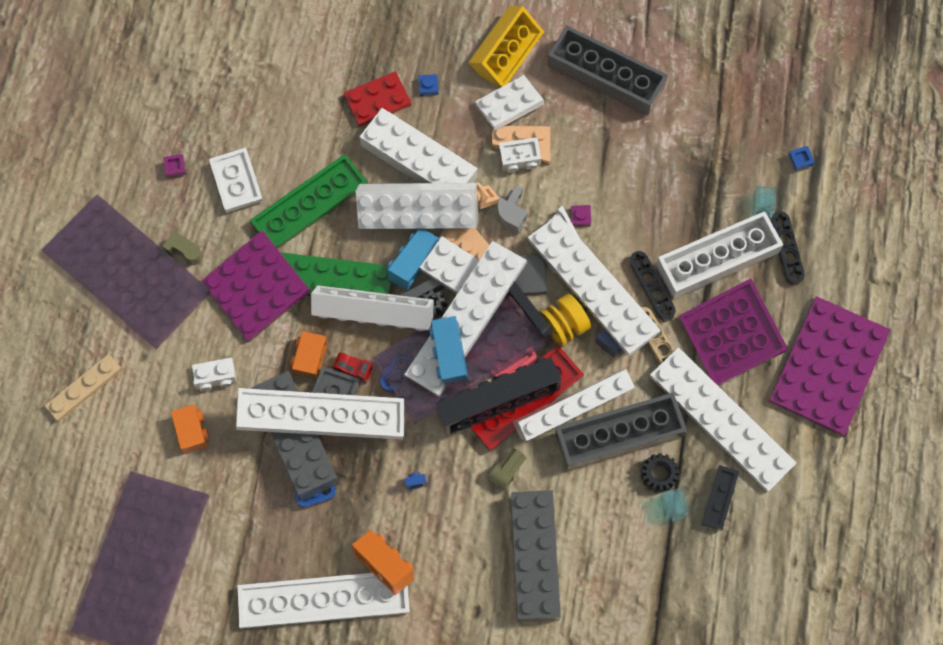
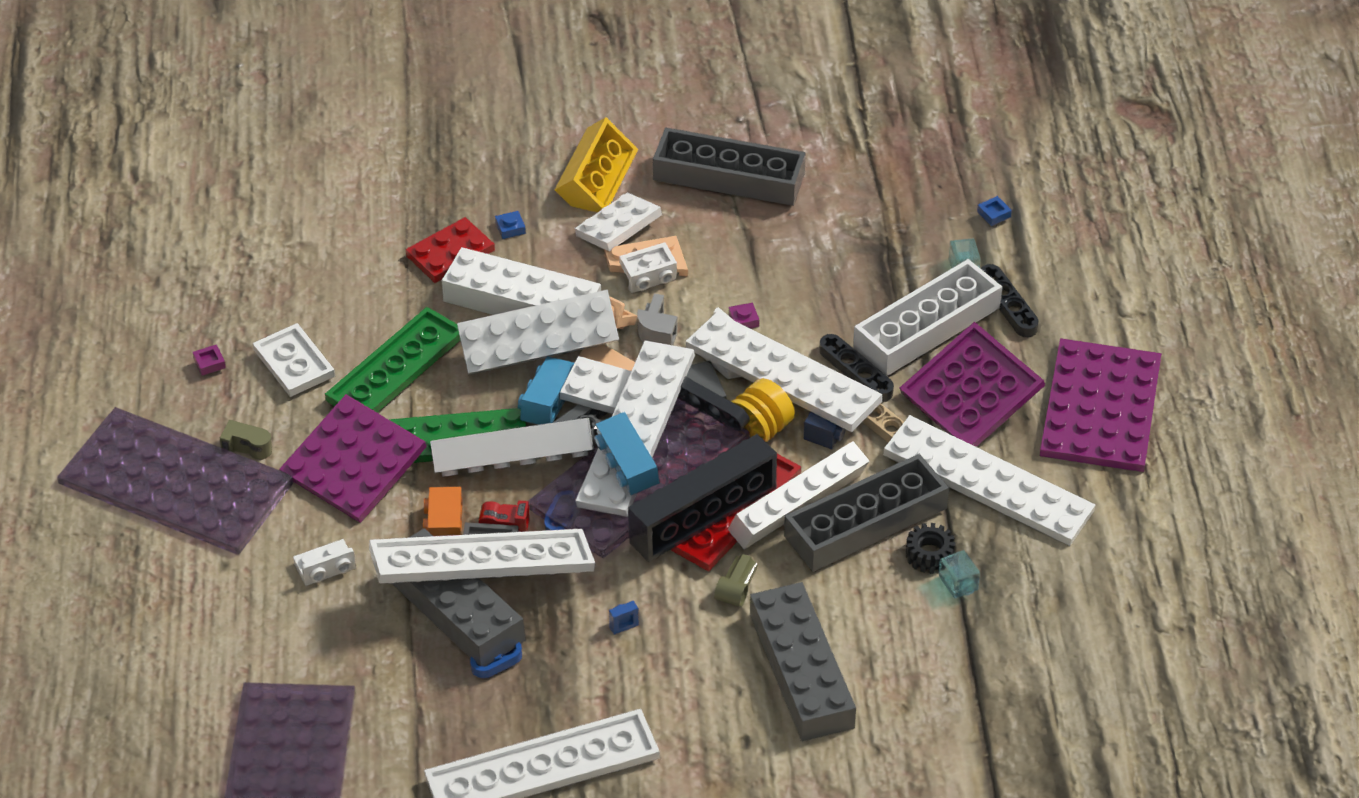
camera: 15 degrees left, 25 degrees down
(83, 387) = (154, 610): tan plate -> none
(190, 429) = (310, 621): orange brick -> none
(383, 561) = (609, 701): orange brick -> none
(720, 498) = (1014, 558): black plate -> none

